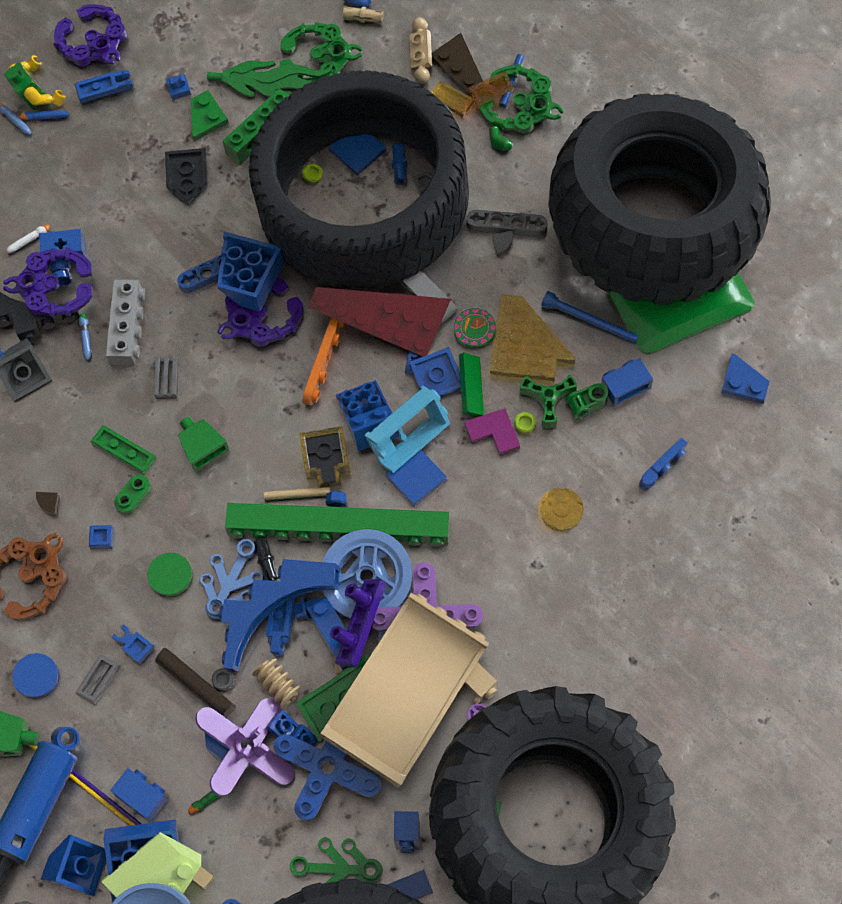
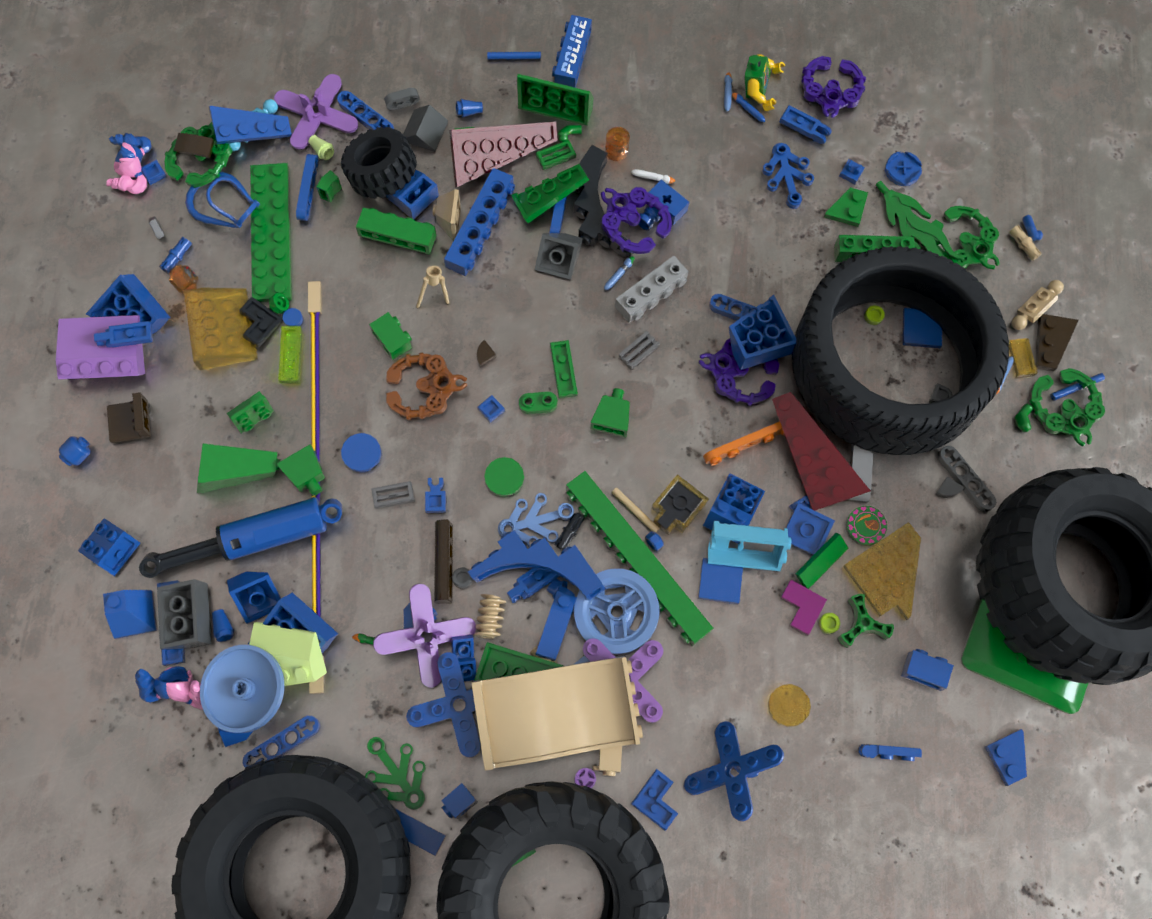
camera: 40 degrees right, 5 degrees up
(130, 134) = (787, 172): none -> blue plant
(139, 794) = (335, 593): blue brick -> none
(186, 172) = (795, 232): black tile -> none
(214, 47) = (903, 168): none -> blue tile
(357, 632) = (575, 639): dark purple plate -> none
(399, 163) = (938, 365): blue pin -> none
(490, 88) = (1056, 378): clear orange slope -> none
(537, 675) = (650, 803): none -> blue tile
(551, 301) = (937, 562): blue piece -> none
(562, 586) = (746, 765): none -> blue piece
(584, 403) = (885, 653): green piece -> none

